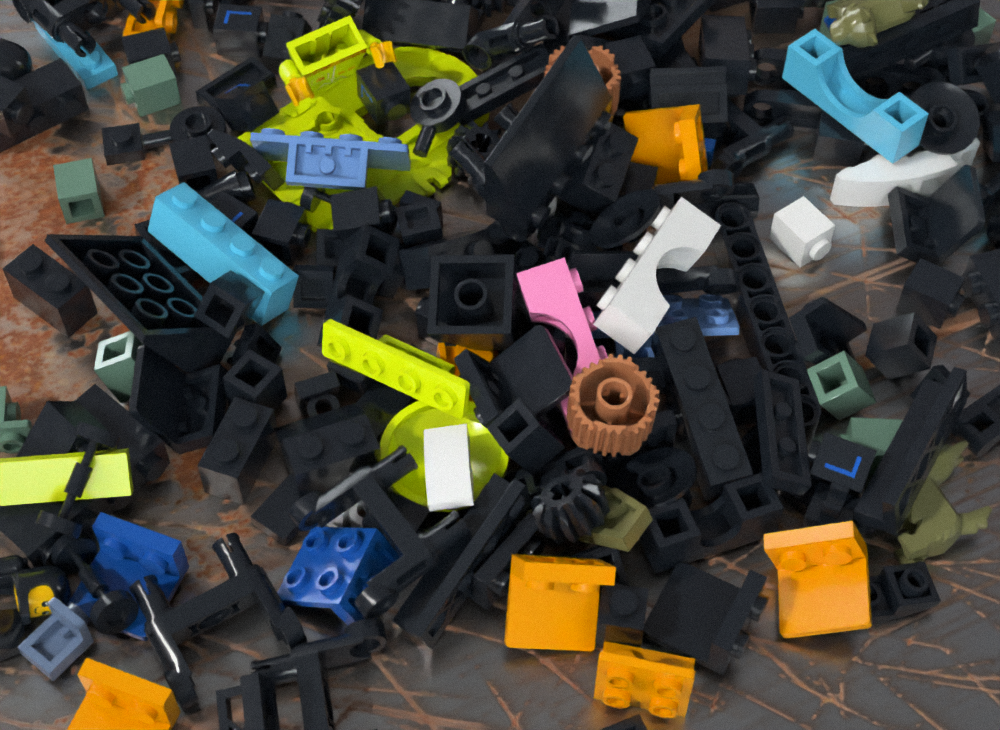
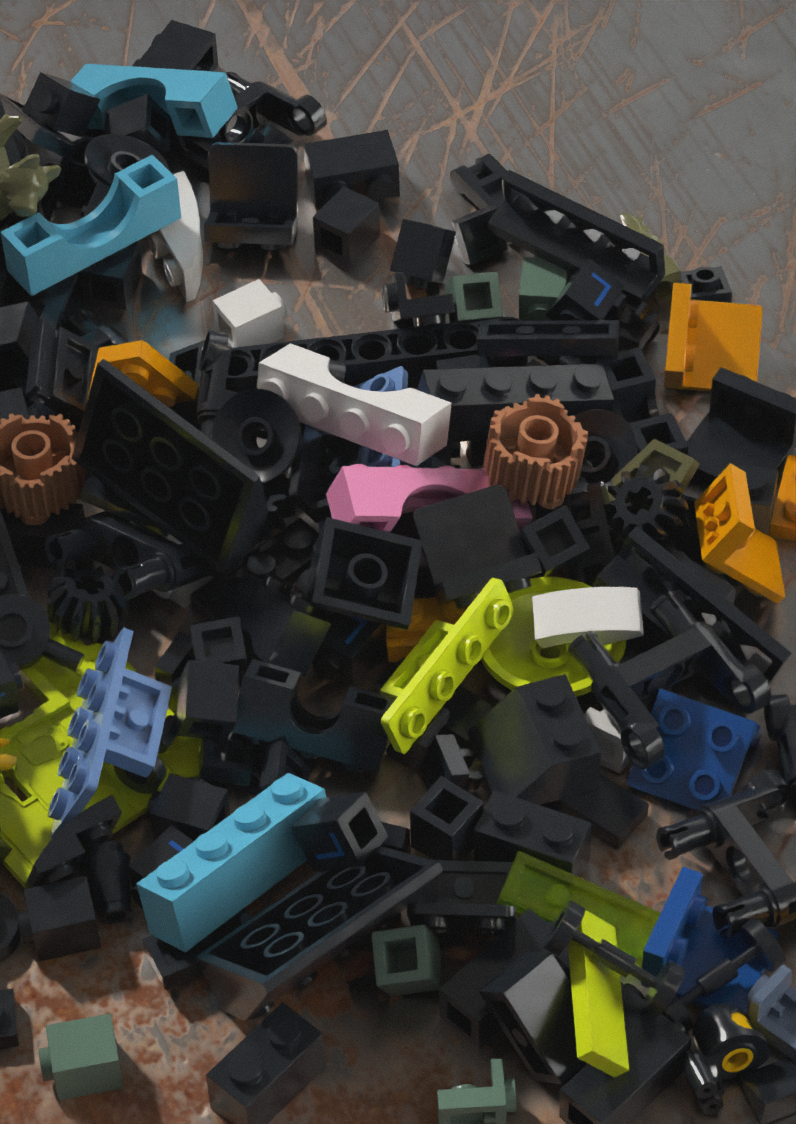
camera: 85 degrees left, 5 degrees down
(174, 478) = (548, 889): none -> clear neon green tile

